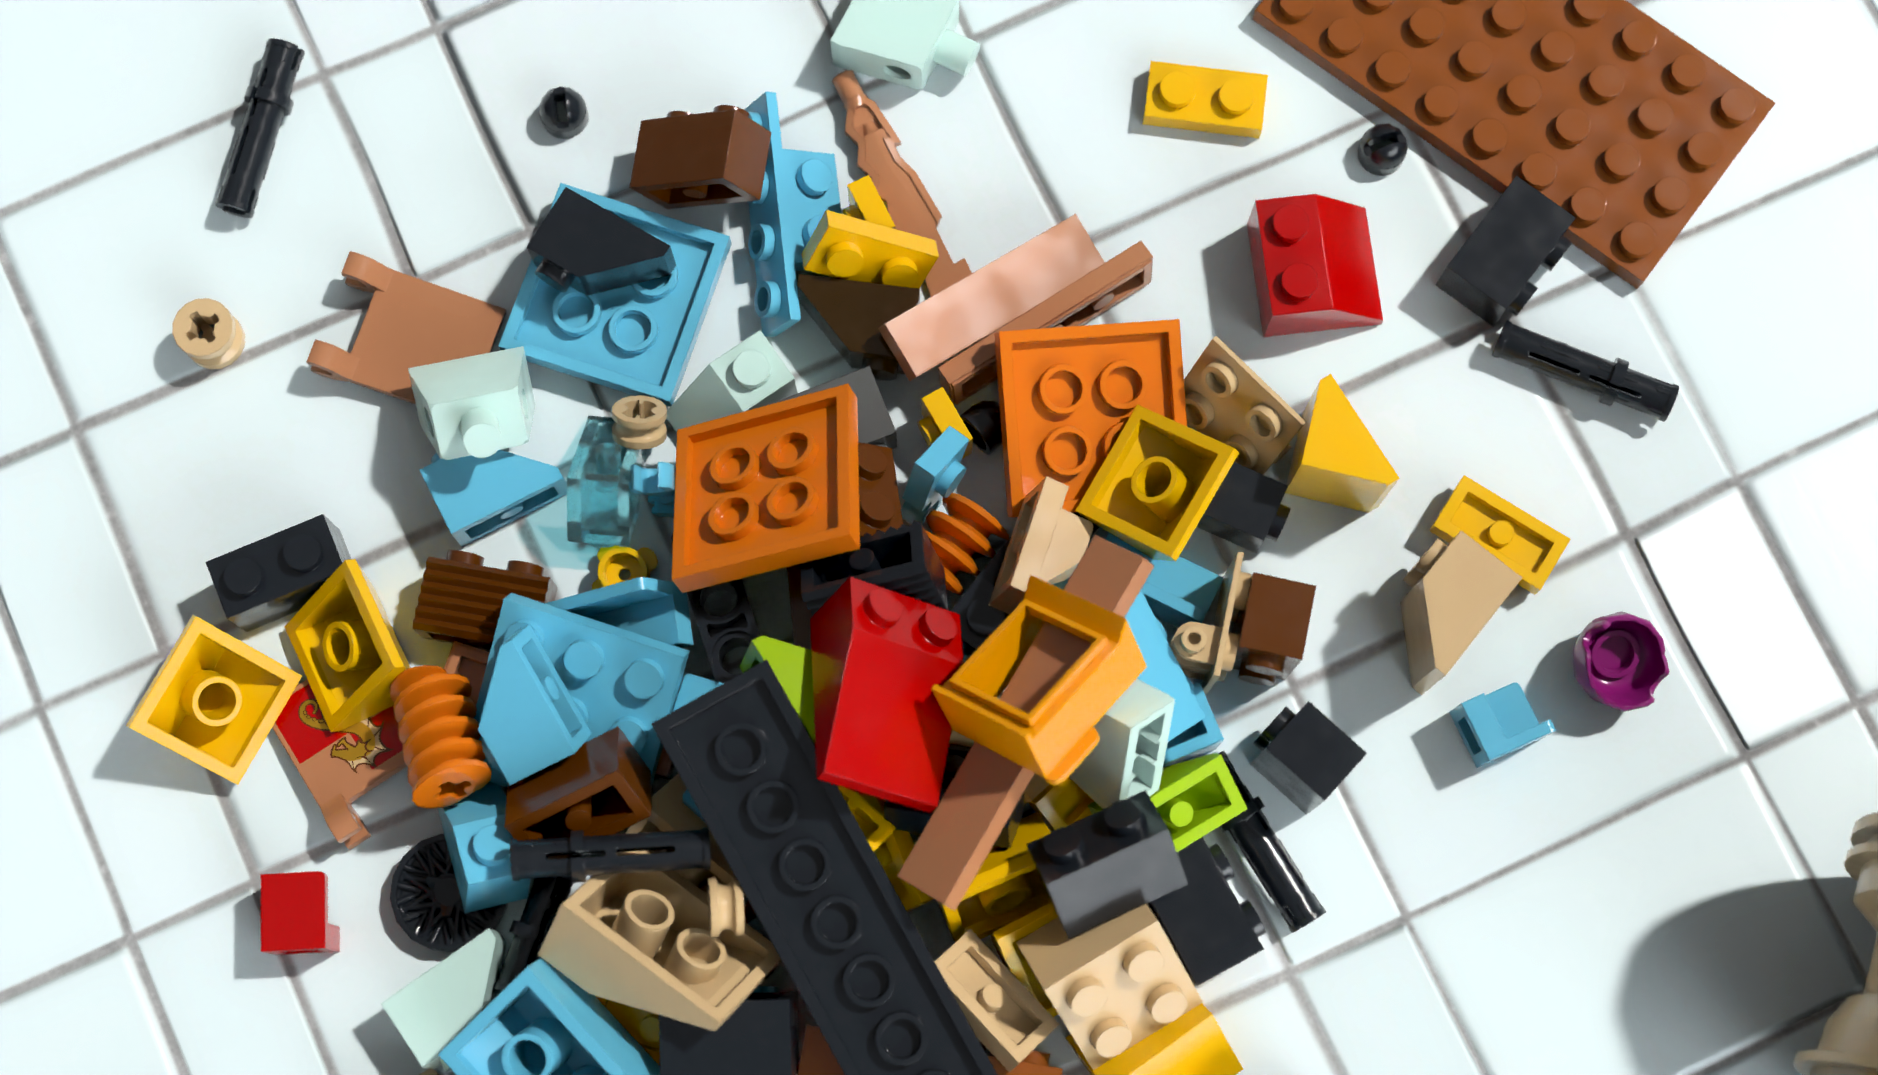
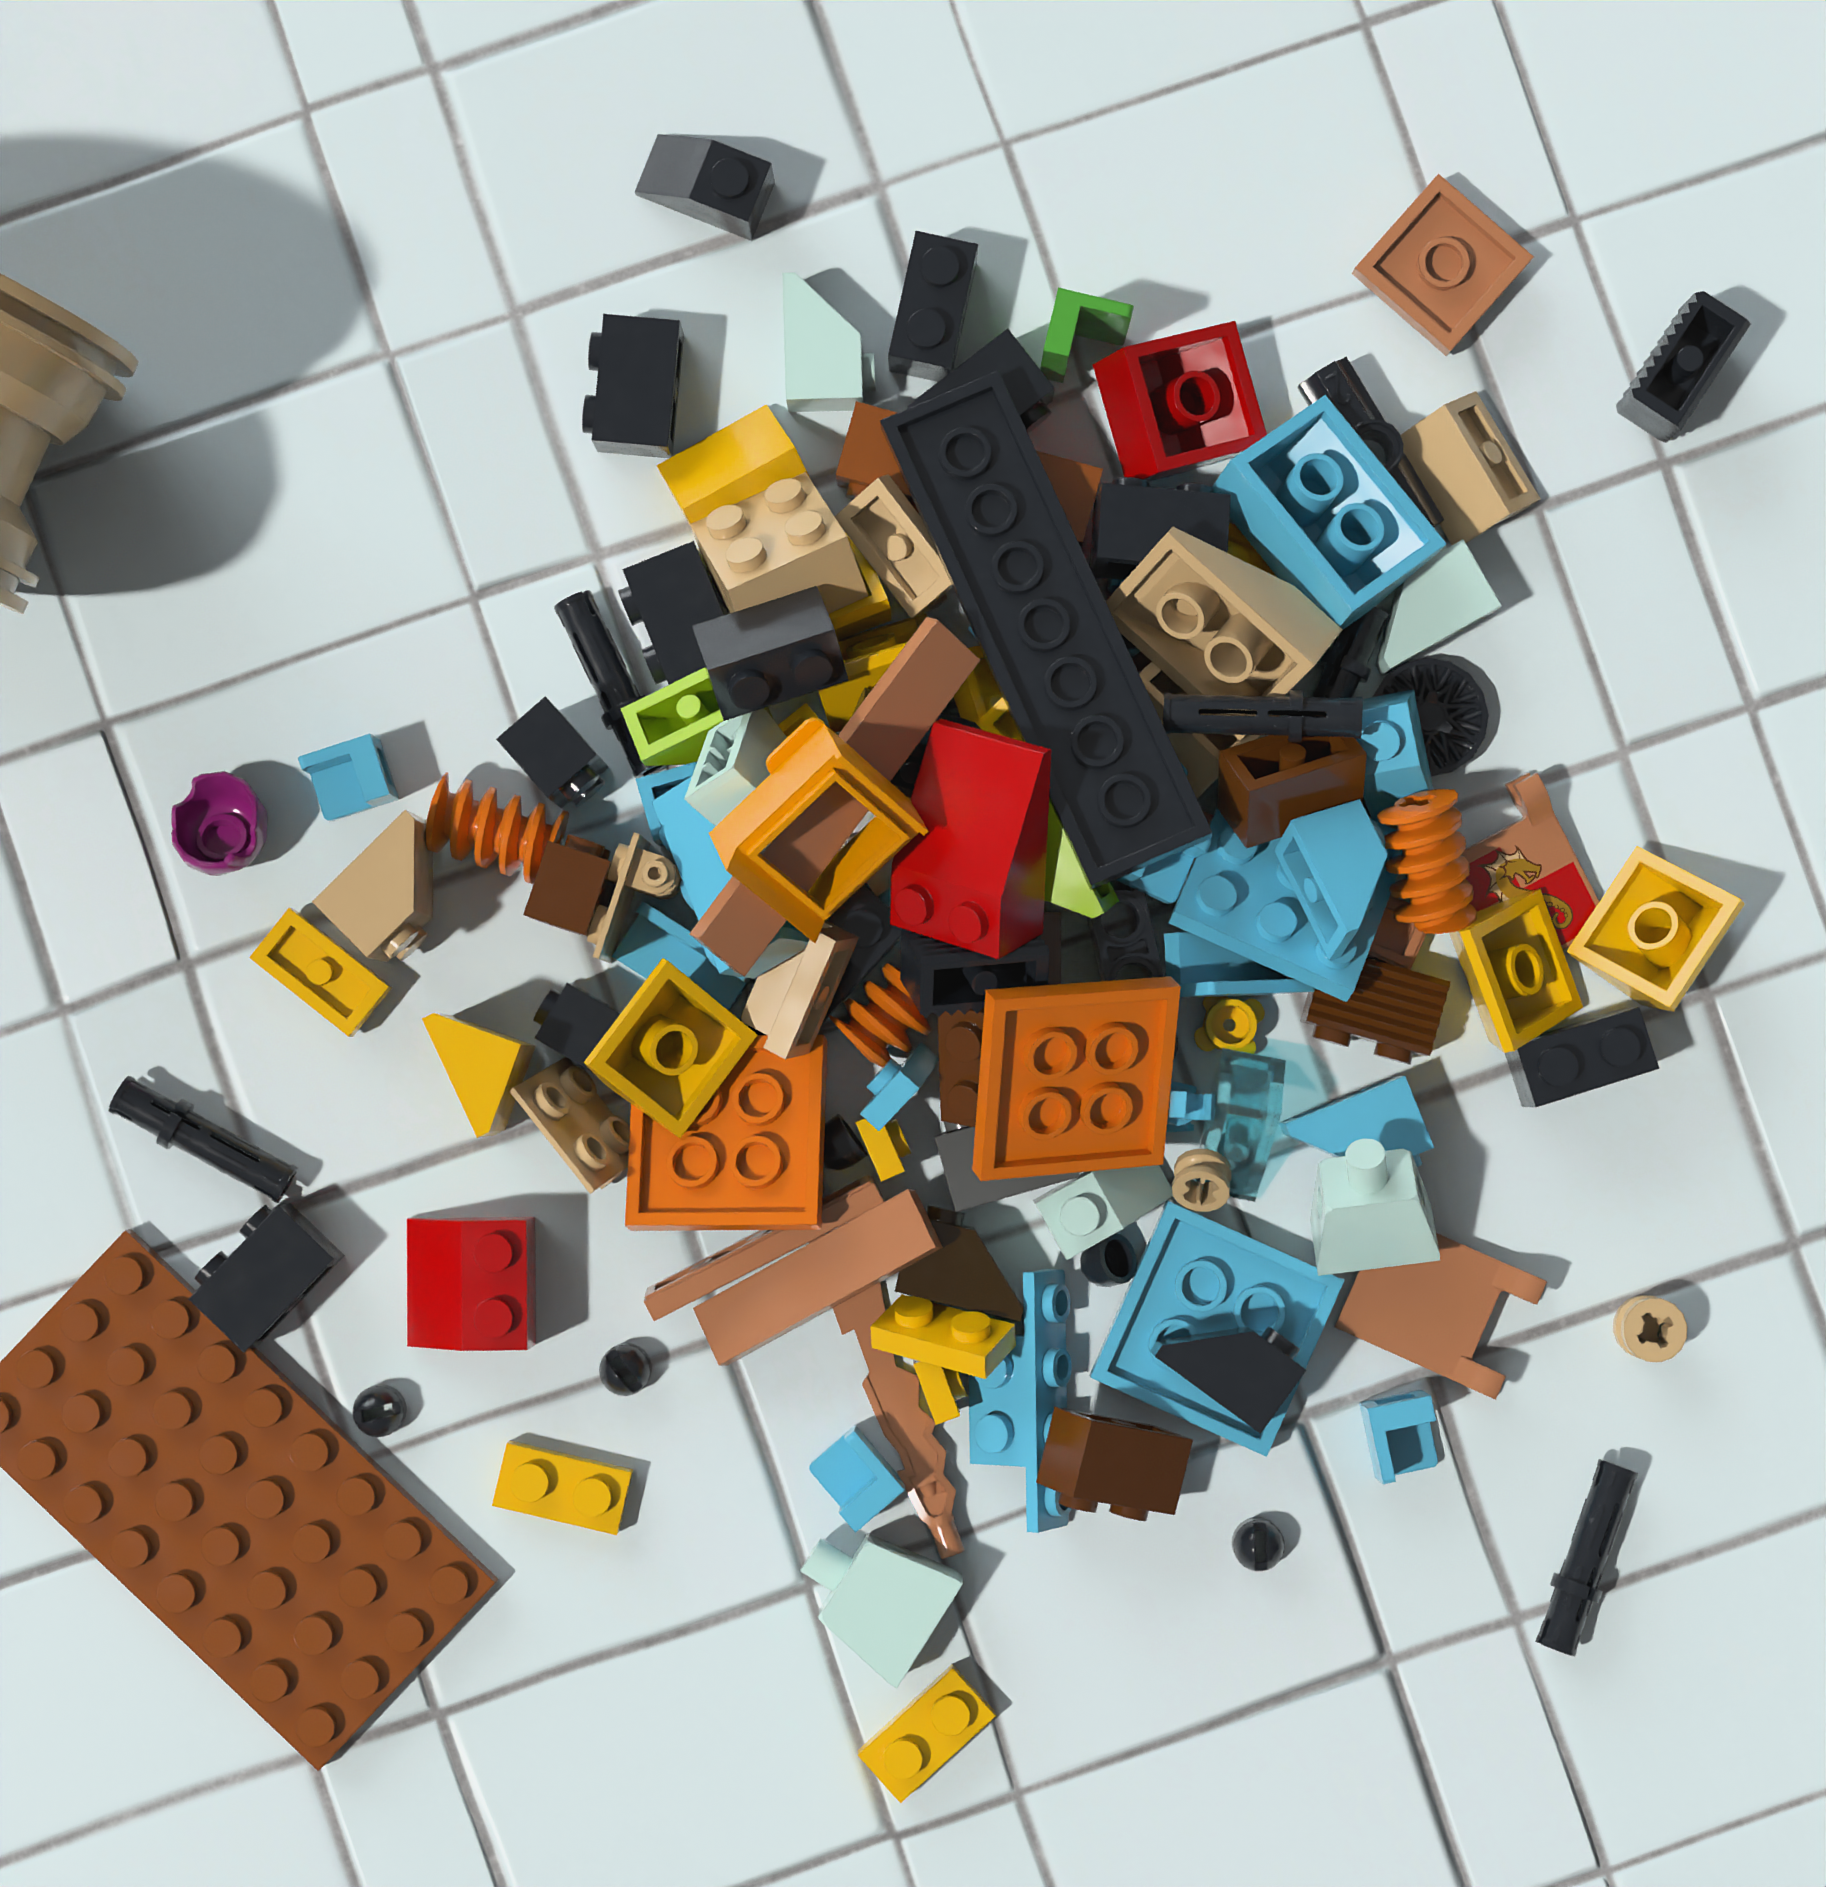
camera: 170 degrees left, 10 degrees up
(296, 914) = (1581, 705): red panel -> none
(439, 220) = (1399, 1434): none -> medium azure panel
(717, 338) = (1109, 1261): none -> black hinge
(725, 907) = (1153, 653): tan bush -> none
(934, 130) = (857, 1478): none -> medium azure panel
(1153, 213) = (635, 1360): none -> black hinge
(1356, 683) = (490, 829): none -> orange piece

